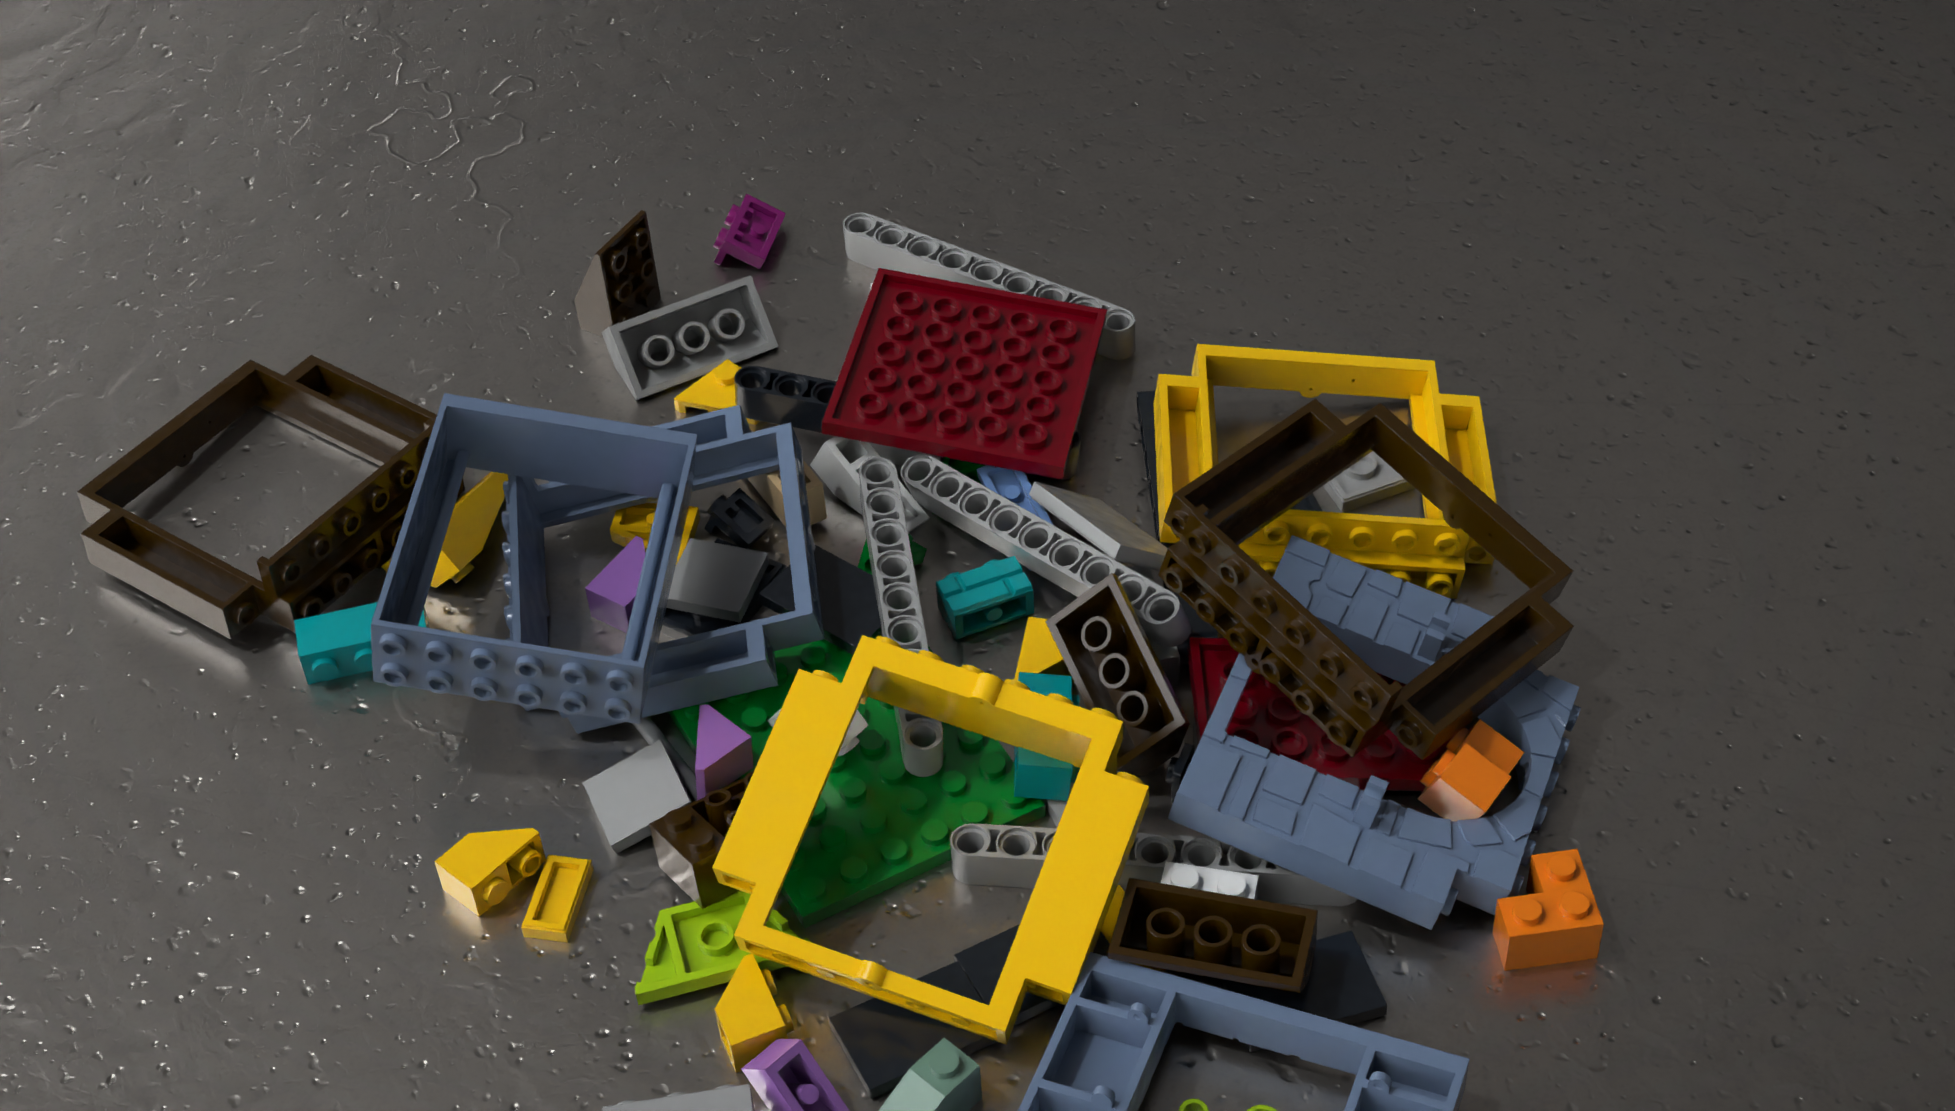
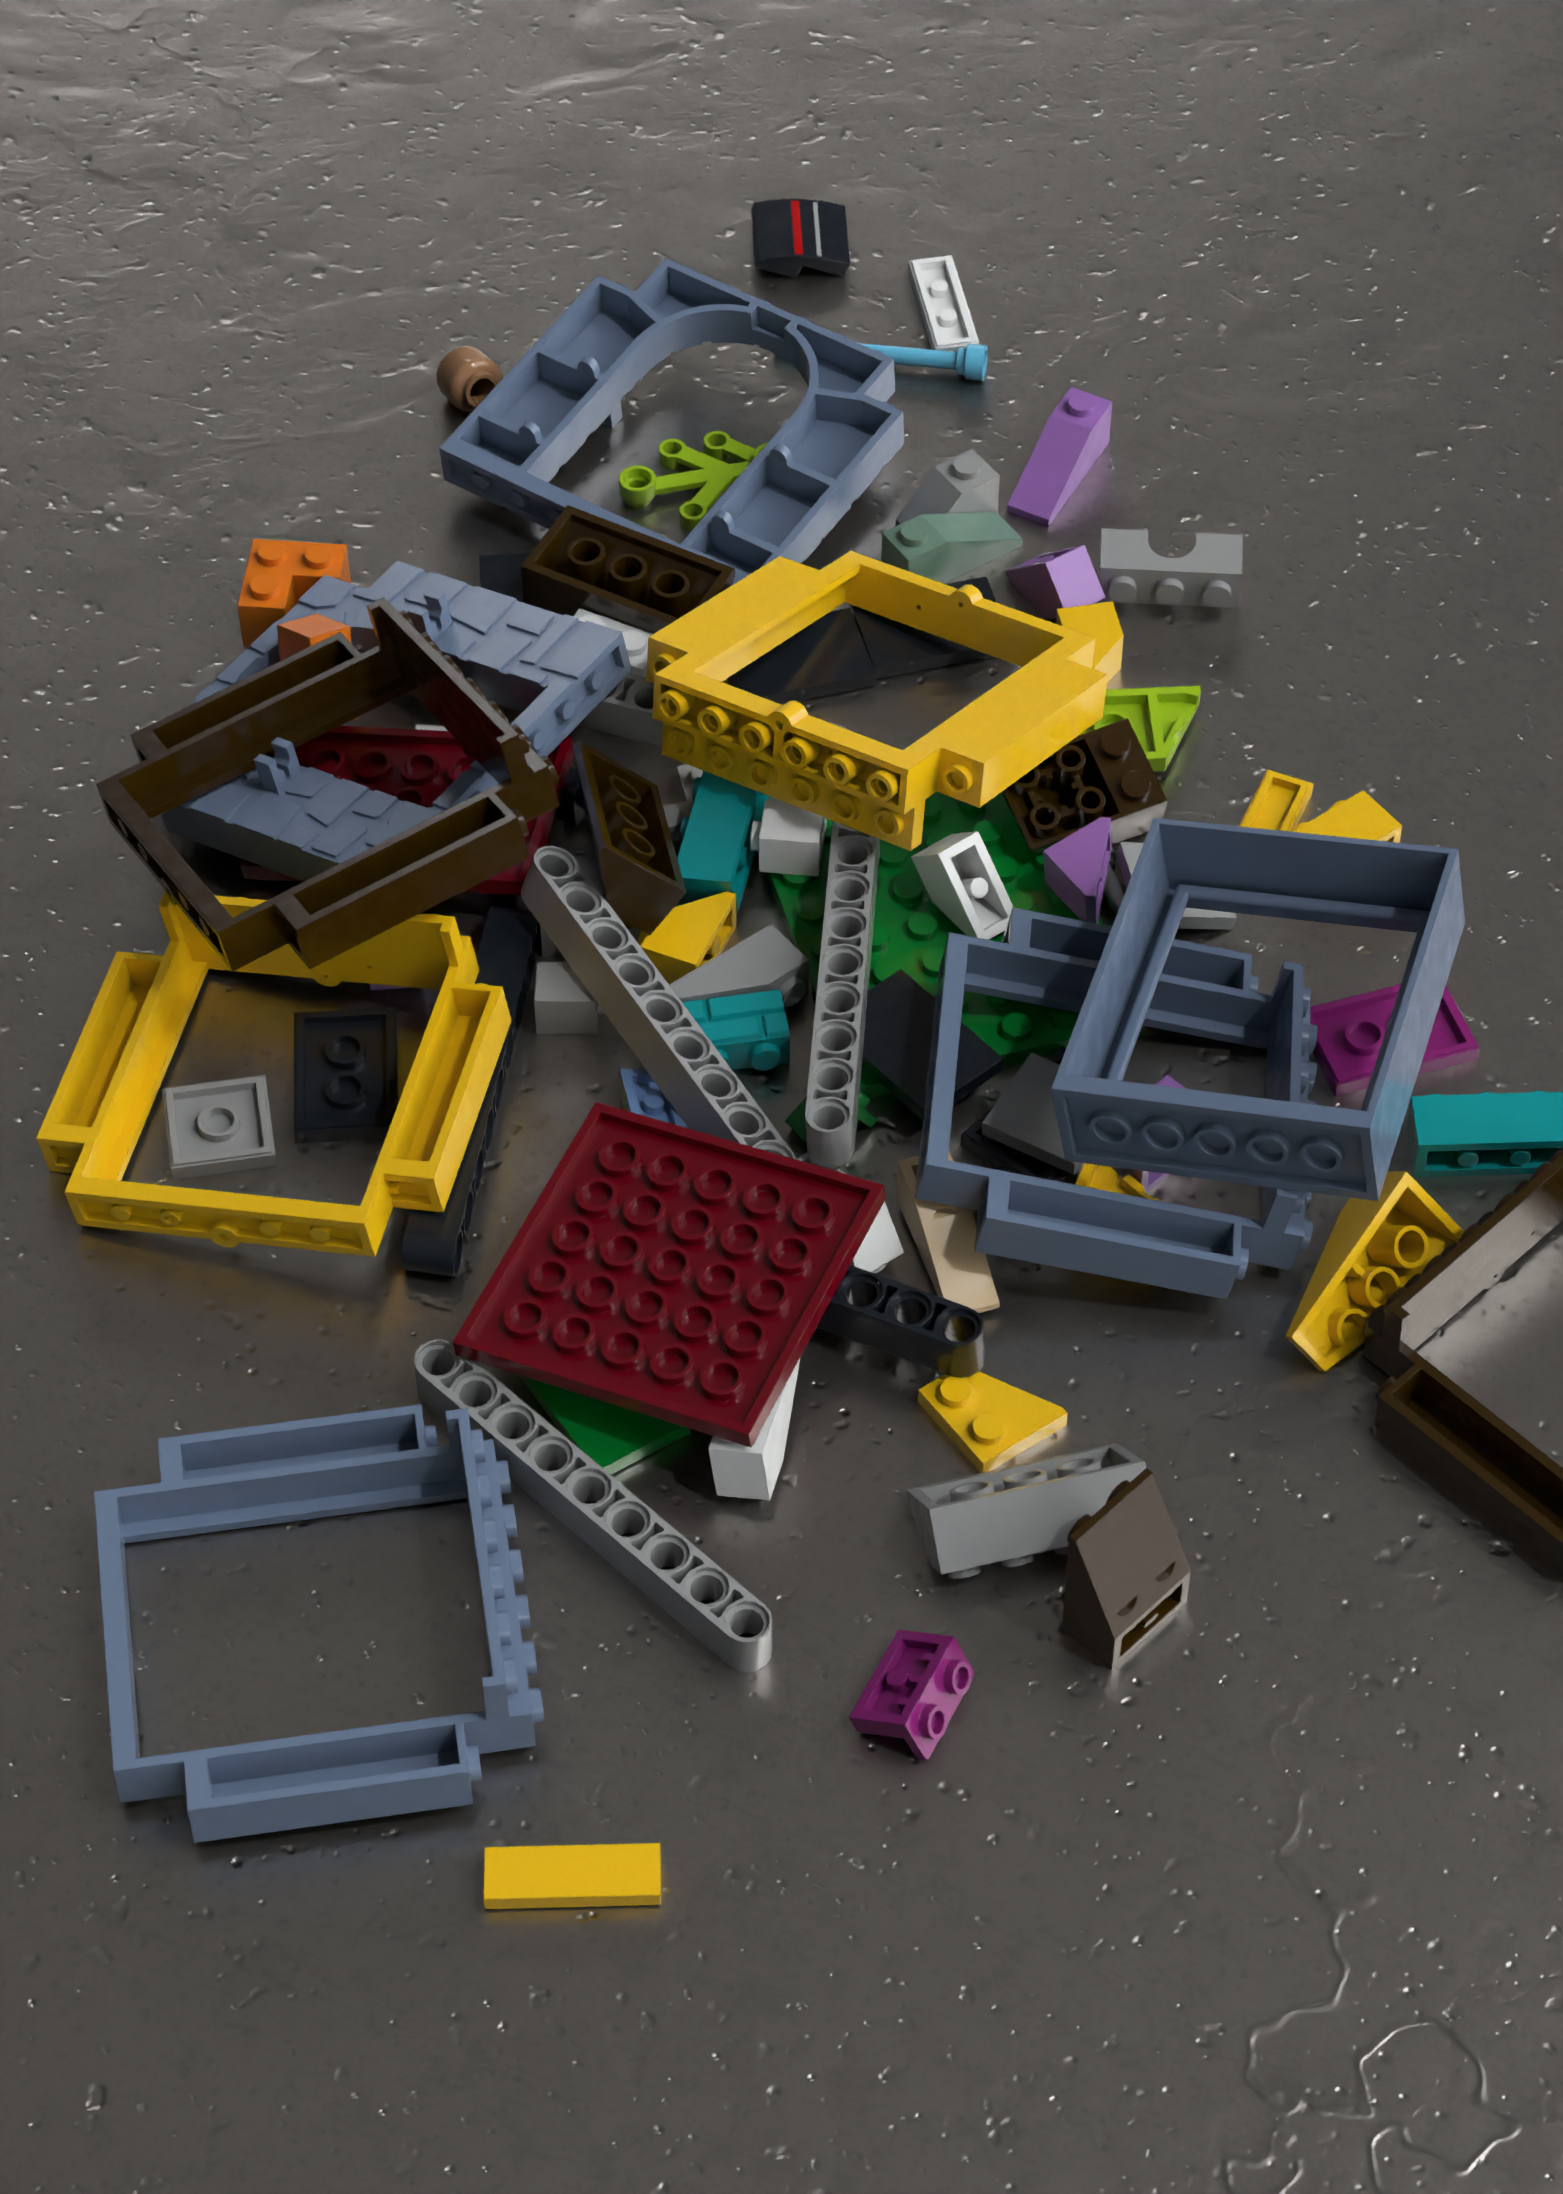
camera: 170 degrees left, 5 degrees up
(439, 727) = (1354, 1029): none -> magenta tile
(933, 124) = (572, 1876): none -> yellow tile
(976, 760) = (788, 839): none -> white slope
(995, 632) = (753, 965): none -> light grey slope
(1101, 526) = (568, 1032): light grey tile -> none
(1113, 113) = (305, 1474): none -> sand blue door

